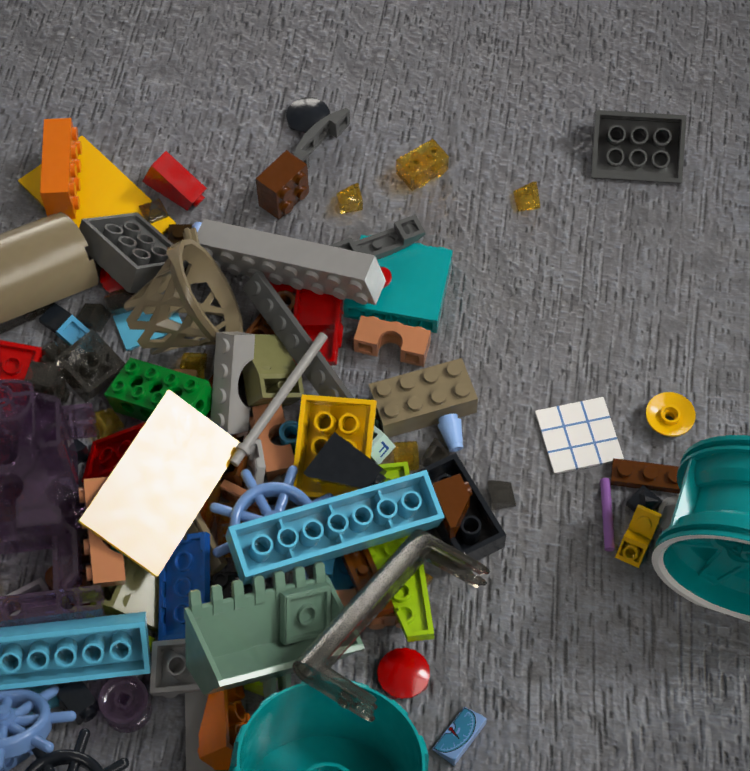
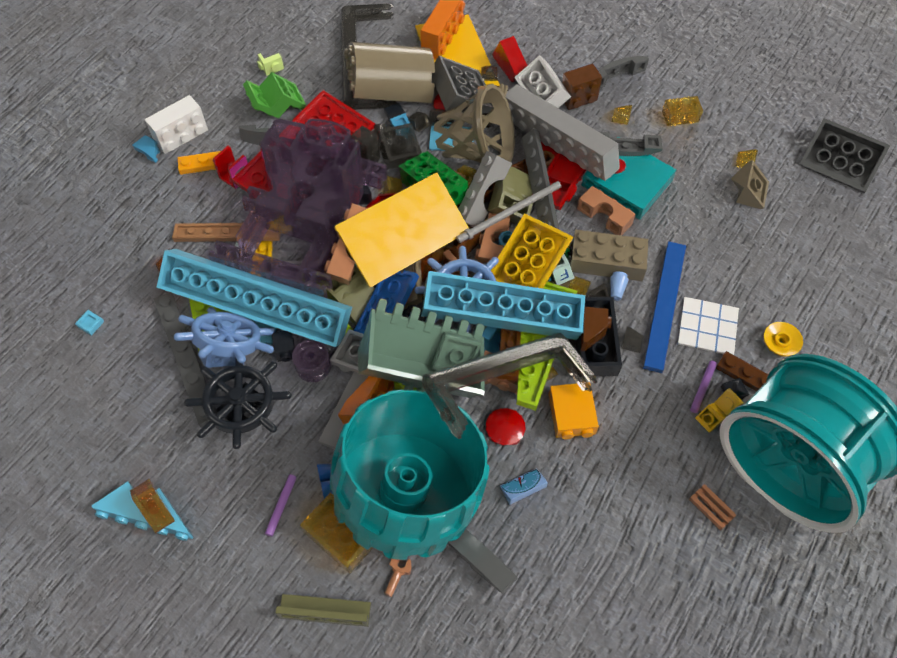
camera: 25 degrees right, 0 degrees up
(233, 201) = (543, 82): none -> white brick
(256, 462) = (475, 245): light grey tile -> none
(305, 113) = (618, 51): black dish -> none
(344, 465) = (529, 269): black slope -> none
(473, 617) = (572, 411): none -> light orange brick
(518, 434) = (664, 307): none -> blue tile
(550, 232) = (751, 186): none -> dark tan slope
(682, 655) = (715, 505): none -> nougat tile

